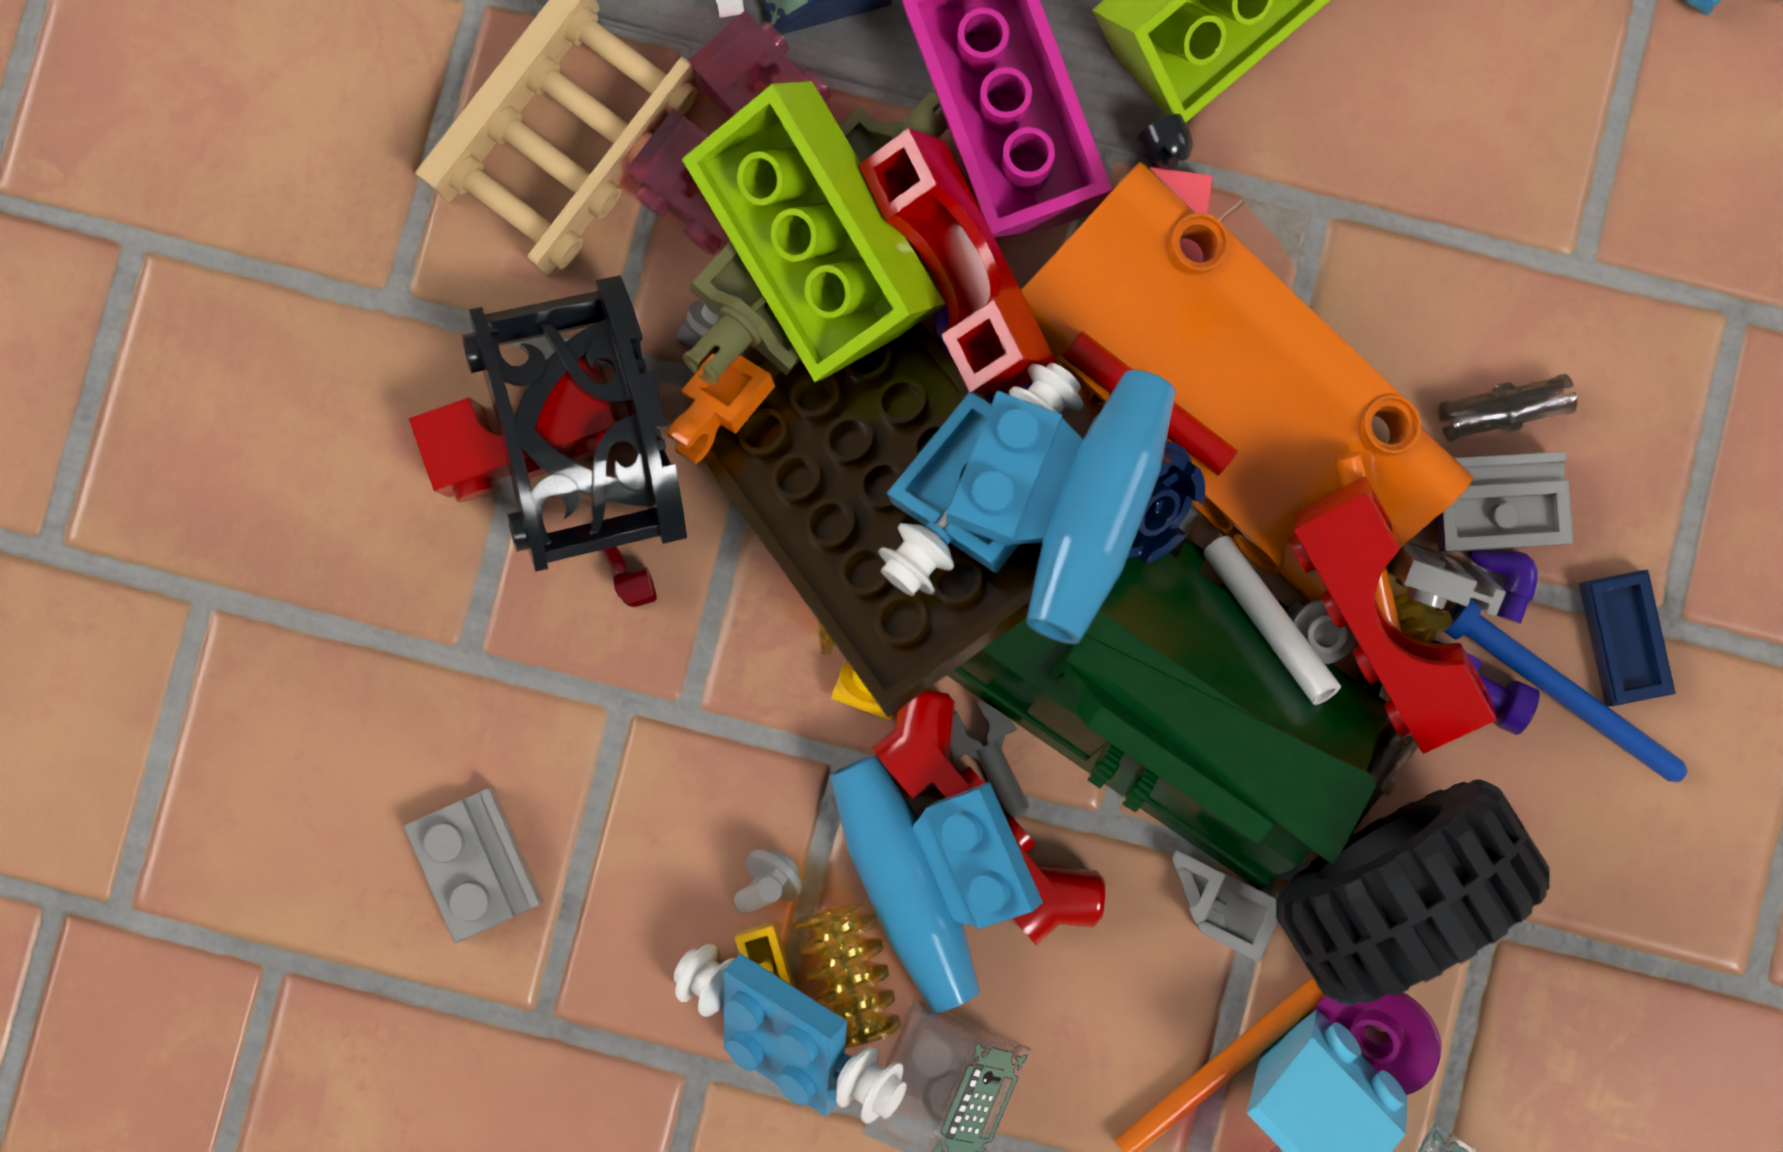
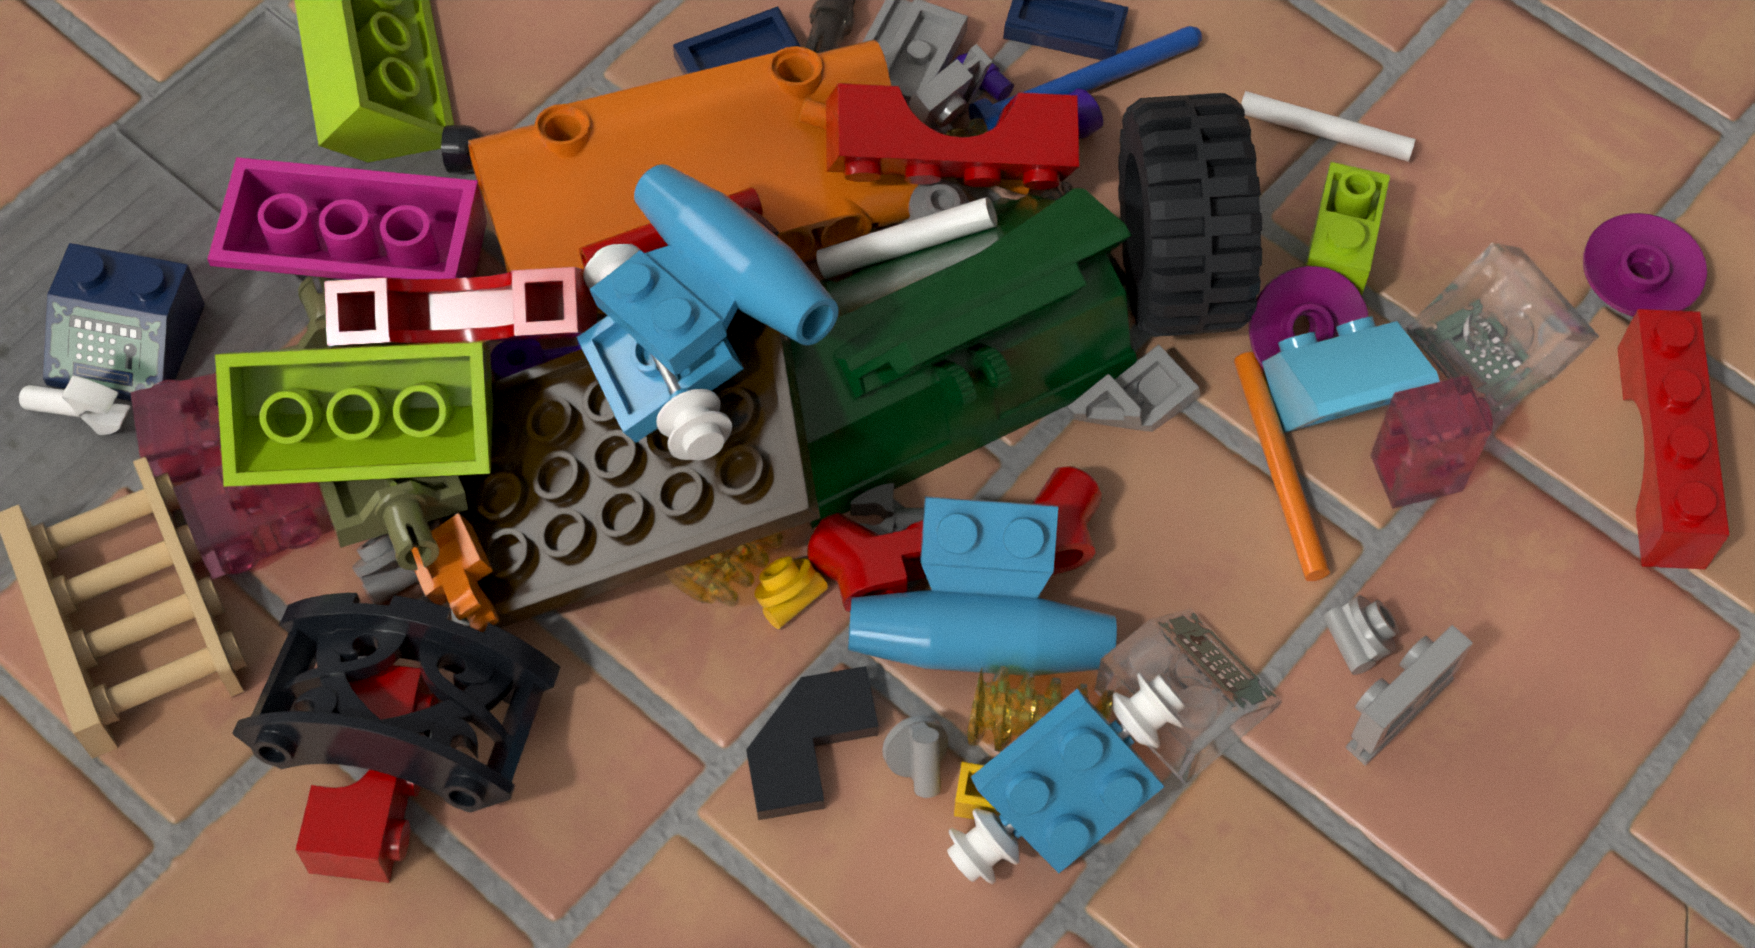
camera: 65 degrees left, 25 degrees down
(632, 587) = (575, 750): dark red hand -> none
(764, 770) = (814, 713): none -> black tile
(1420, 335) = (735, 42): none -> dark blue tile
(1503, 1031) = (1348, 222): none -> lime slope
(1633, 952) = (1328, 126): none -> white bar

